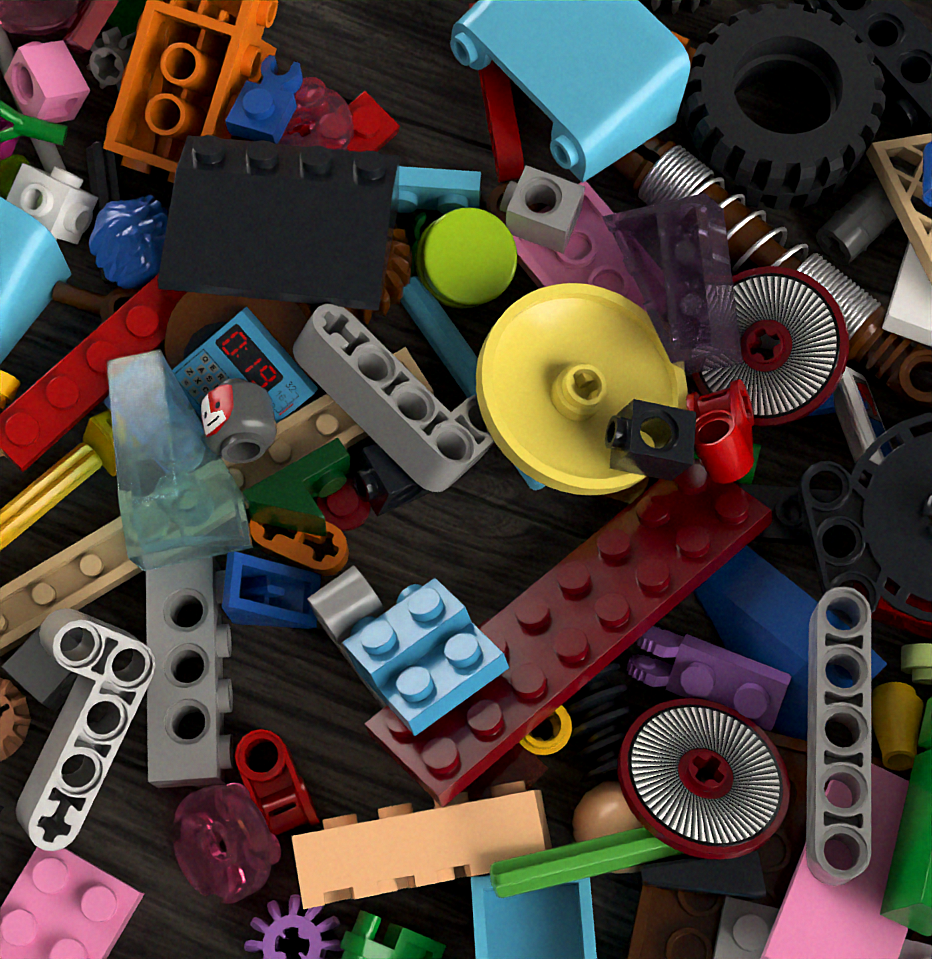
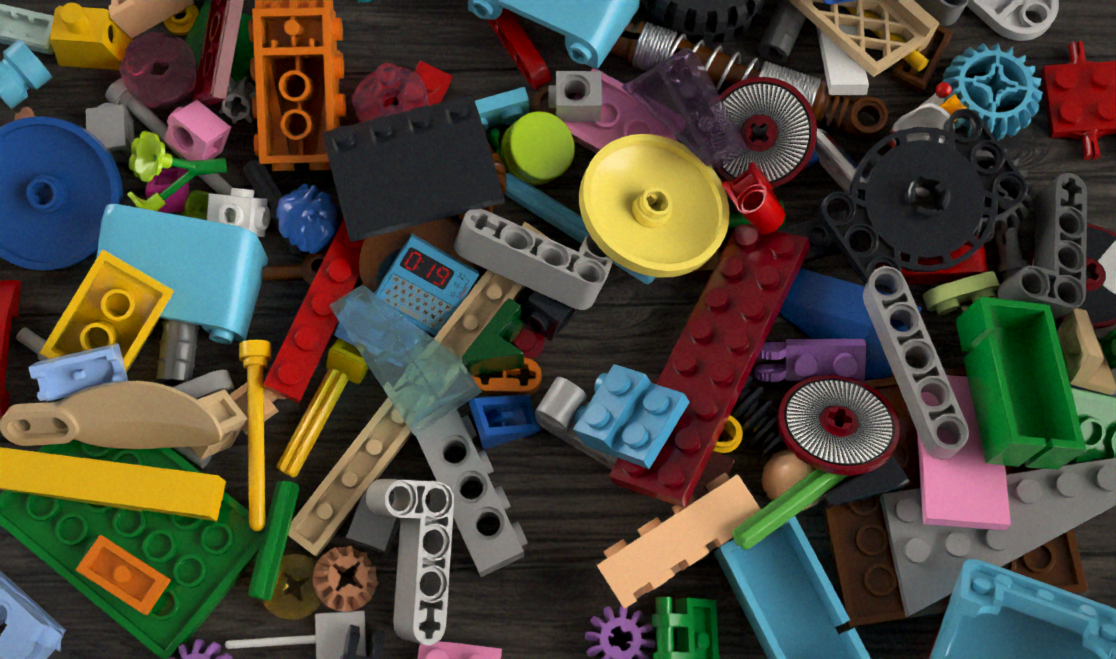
camera: 25 degrees left, 0 degrees up
(238, 420) = (438, 311): dark grey head -> none
(251, 847) = (559, 578): clear pink plate -> none
(267, 107) = (364, 96): blue plate -> none
(277, 787) = (563, 544): red piece -> none
(669, 429) = (725, 211): black brick -> none
(896, 723) = (945, 344): yellow cone -> none

